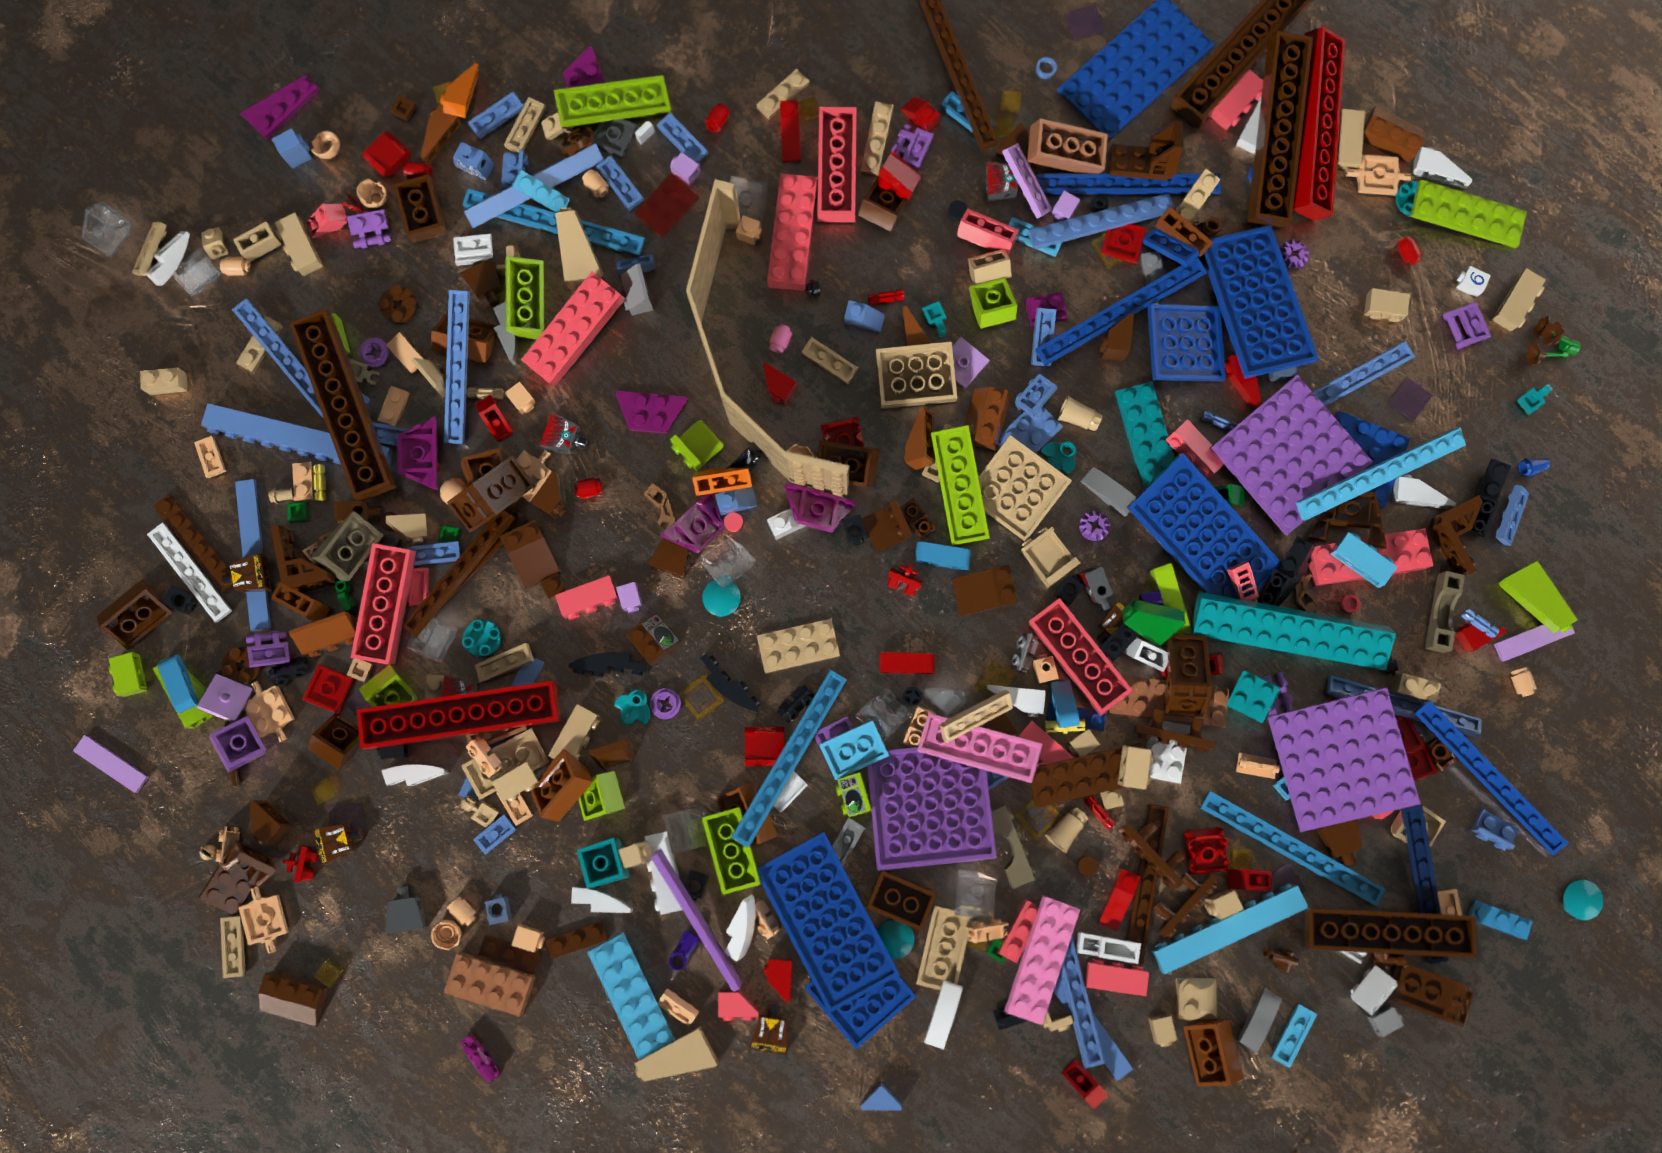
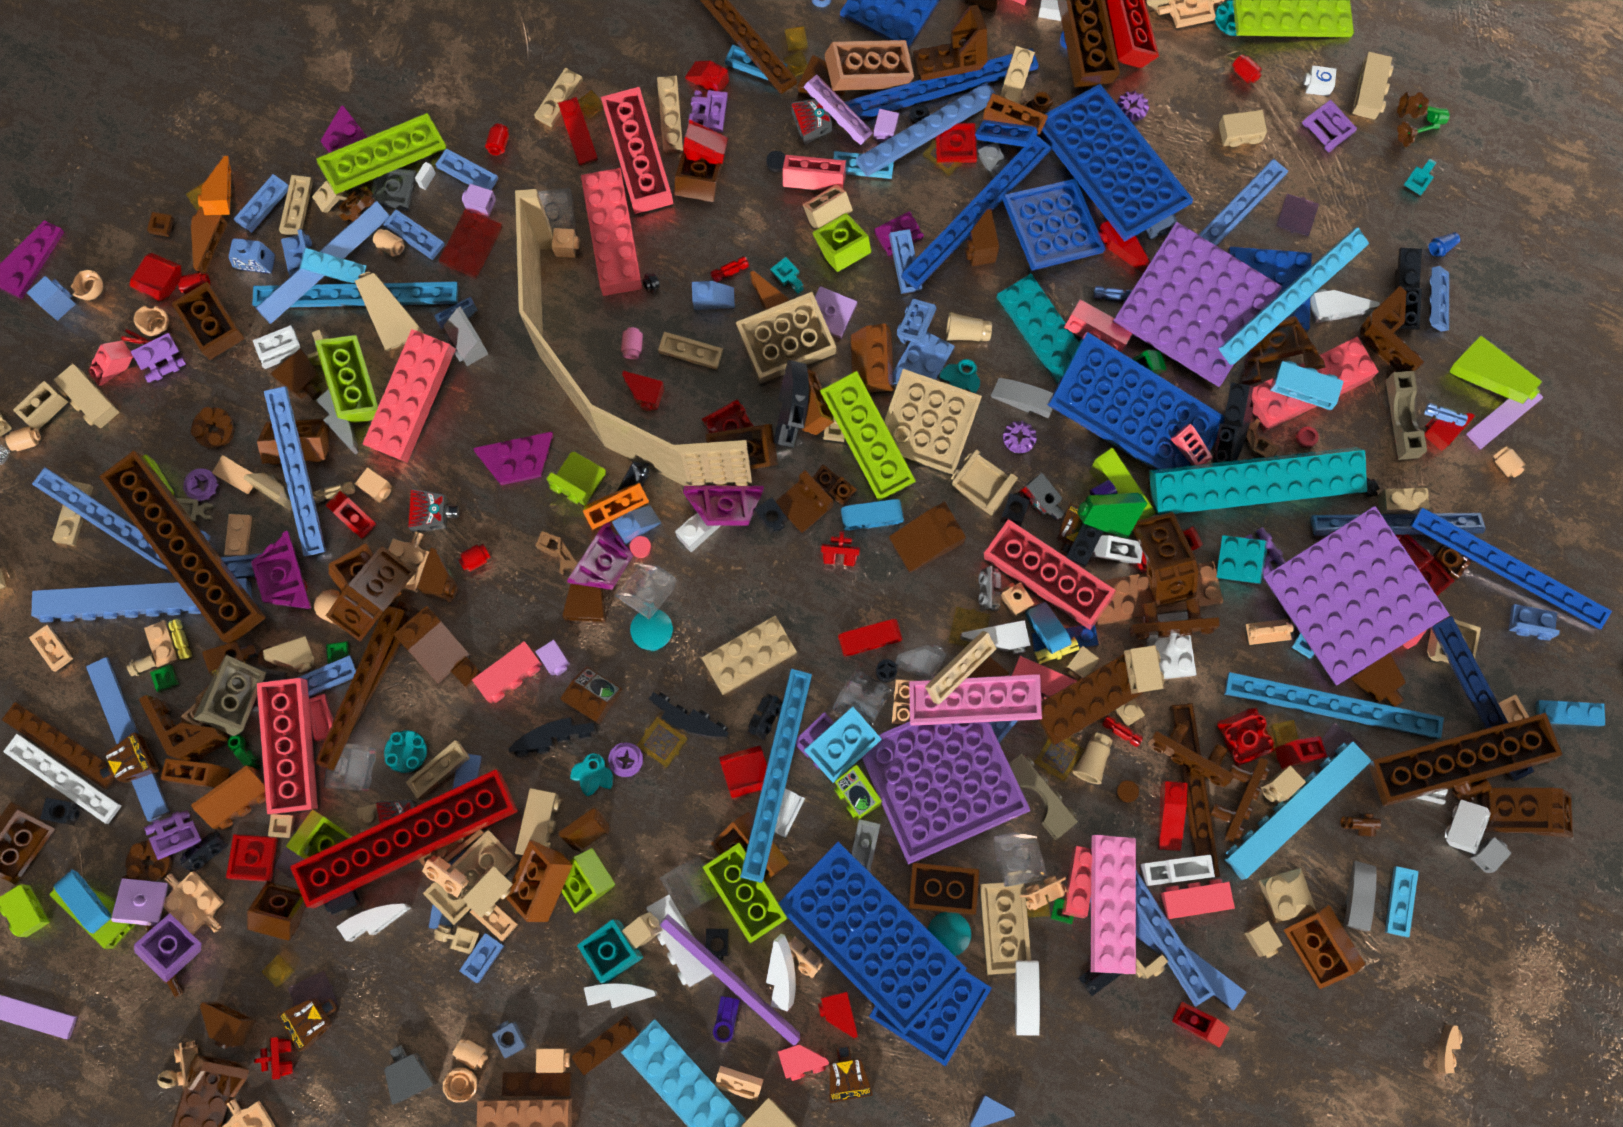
camera: 20 degrees left, 5 degrees down
(906, 435) = (795, 396): none -> black slope

